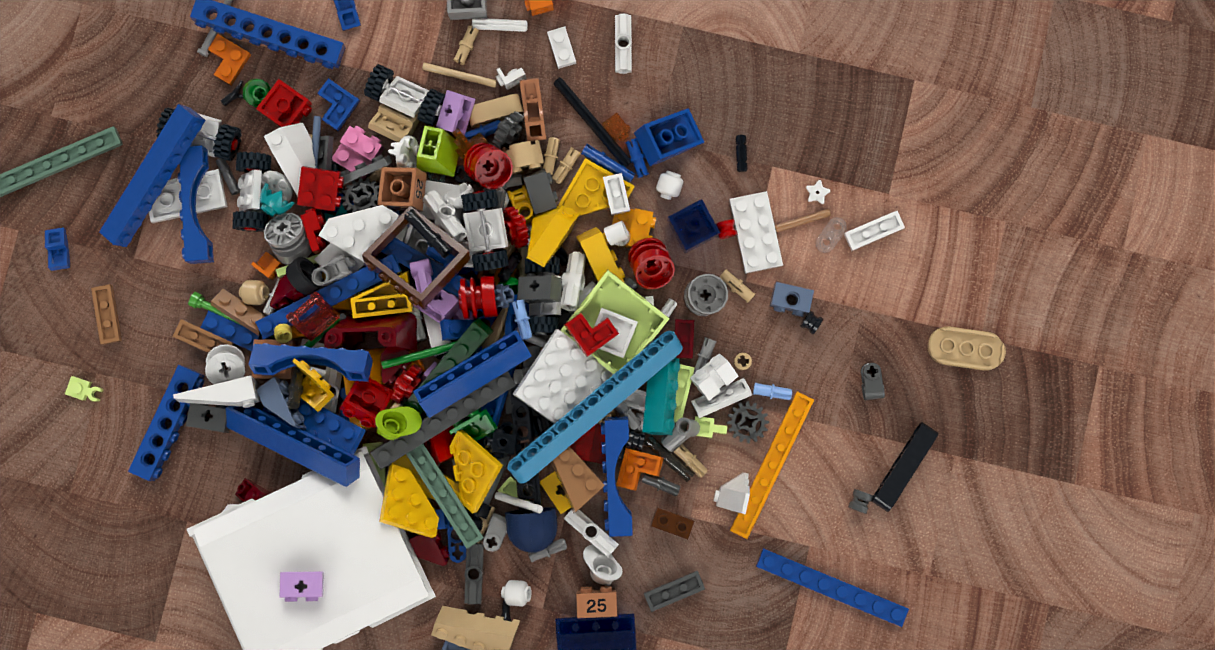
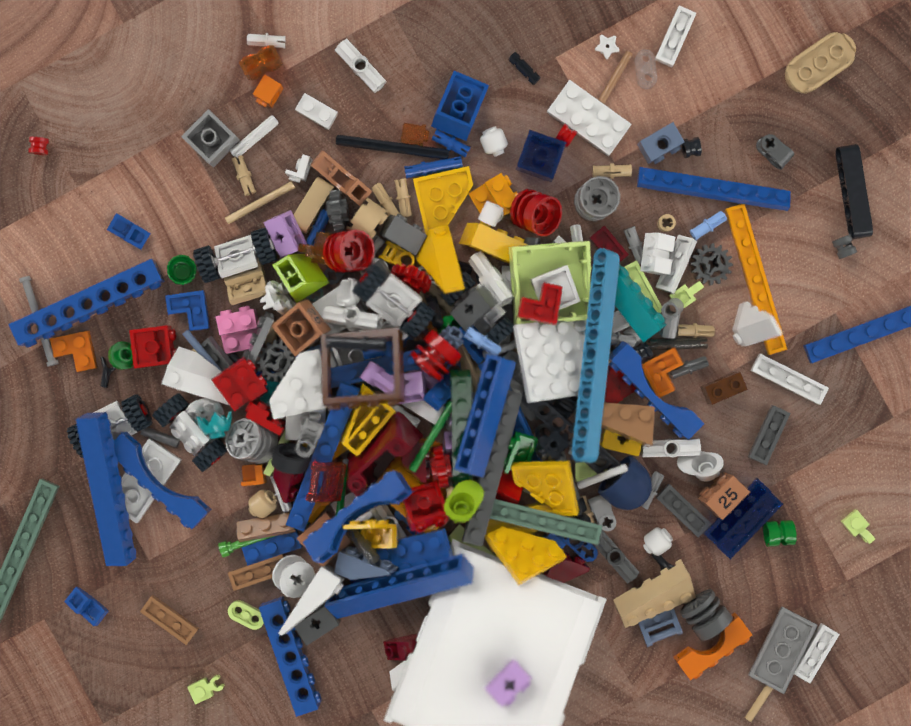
camera: 45 degrees left, 5 degrees up
(163, 364) = (246, 616): none -> yellowish green plate
(284, 328) = (314, 514): light yellow bush -> none
(357, 70) = (181, 269): none -> green hair
(557, 588) = (683, 510): none -> dark grey plate
(616, 194) = (462, 184): white plate -> none
(728, 563) = (789, 379): none -> white plate
(801, 368) = (714, 189): none -> blue plate

